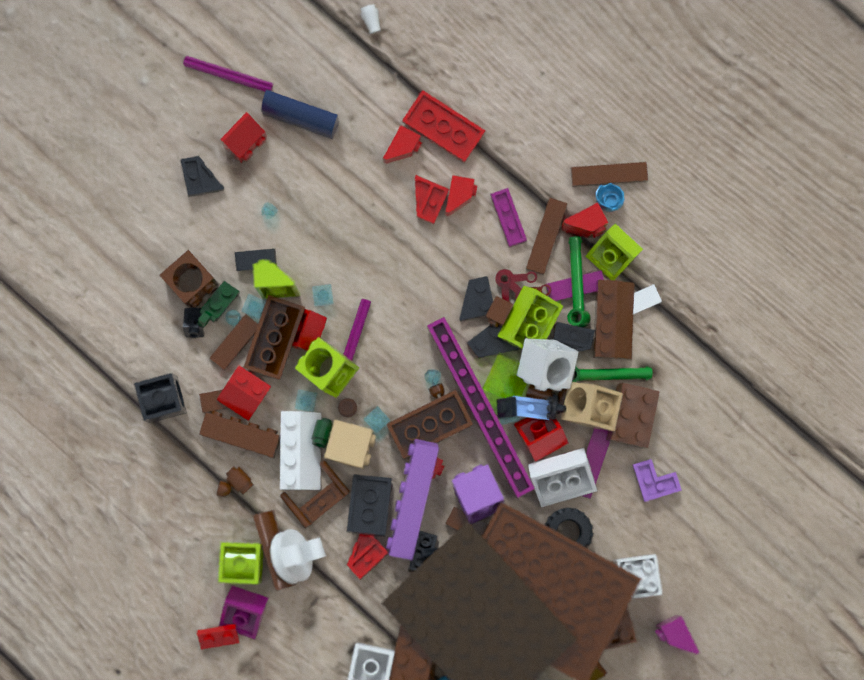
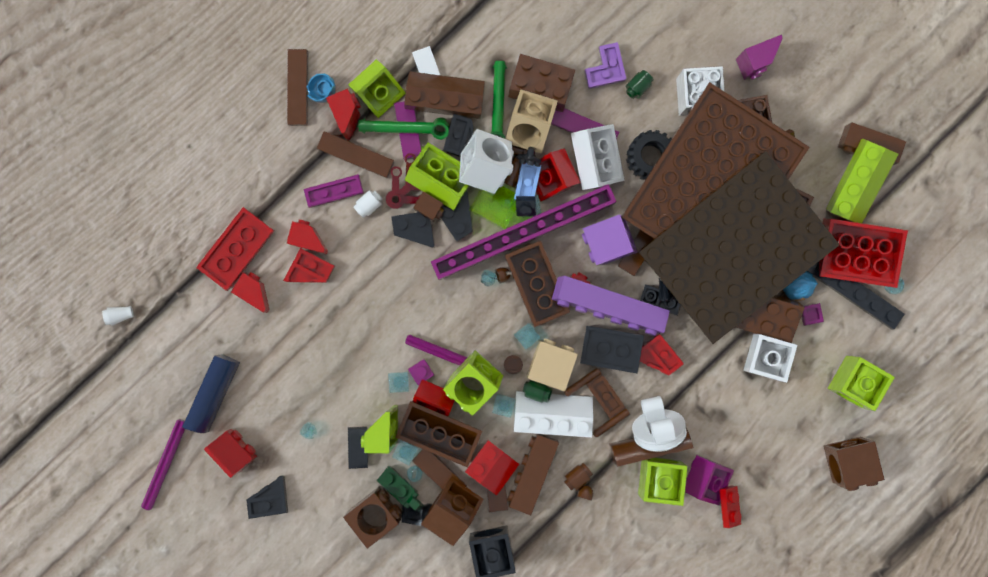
camera: 80 degrees left, 5 degrees up
(199, 355) = (452, 512): none -> reddish brown brick
(334, 316) = (421, 371): none -> magenta plate
(498, 252) = (368, 203): none -> white brick
(640, 515) = (639, 84): none -> dark green brick

